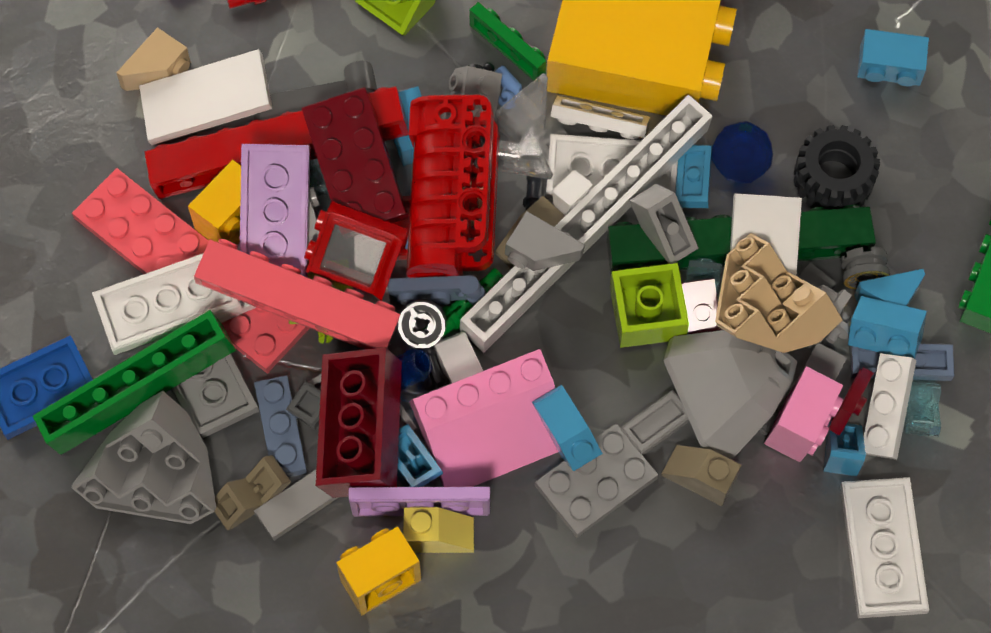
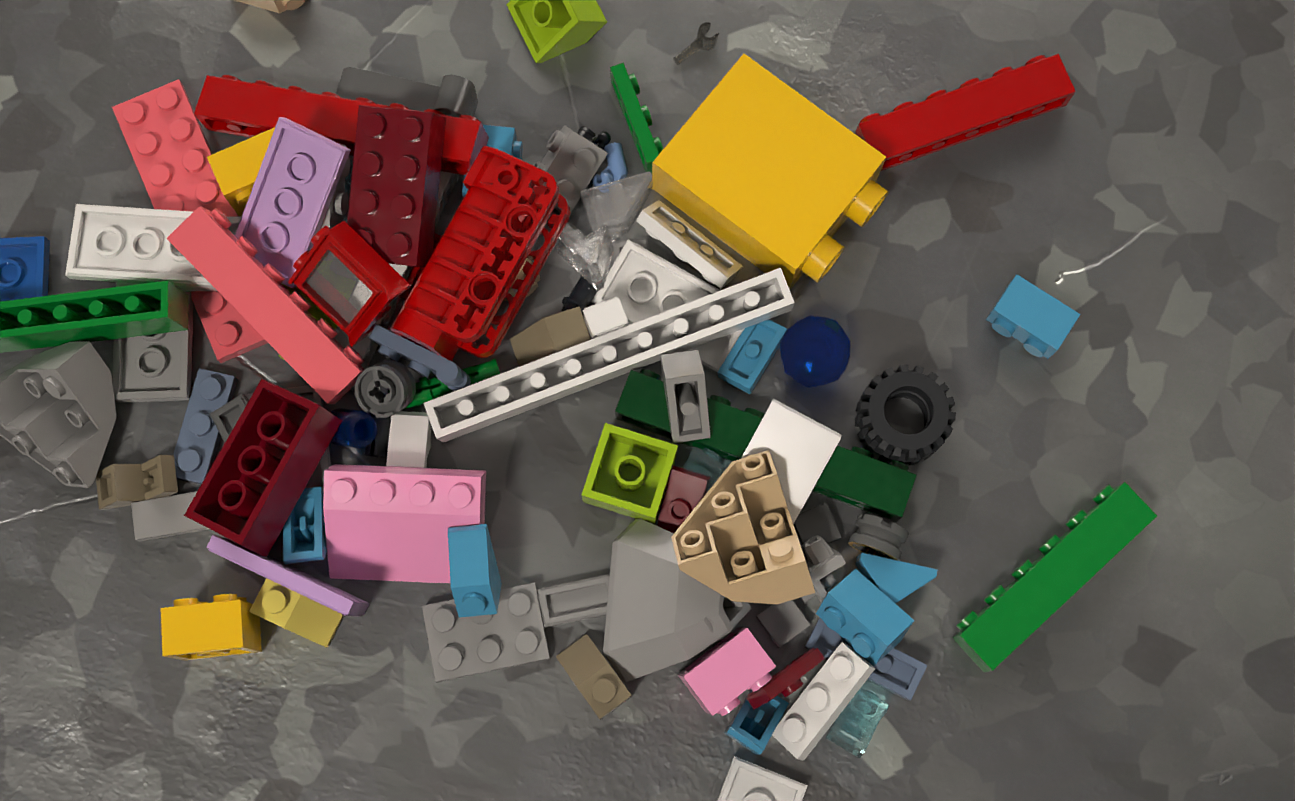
camera: 25 degrees right, 10 degrees up
(205, 97) = (299, 43): white tile -> none
(541, 245) = (536, 364): light grey slope -> none

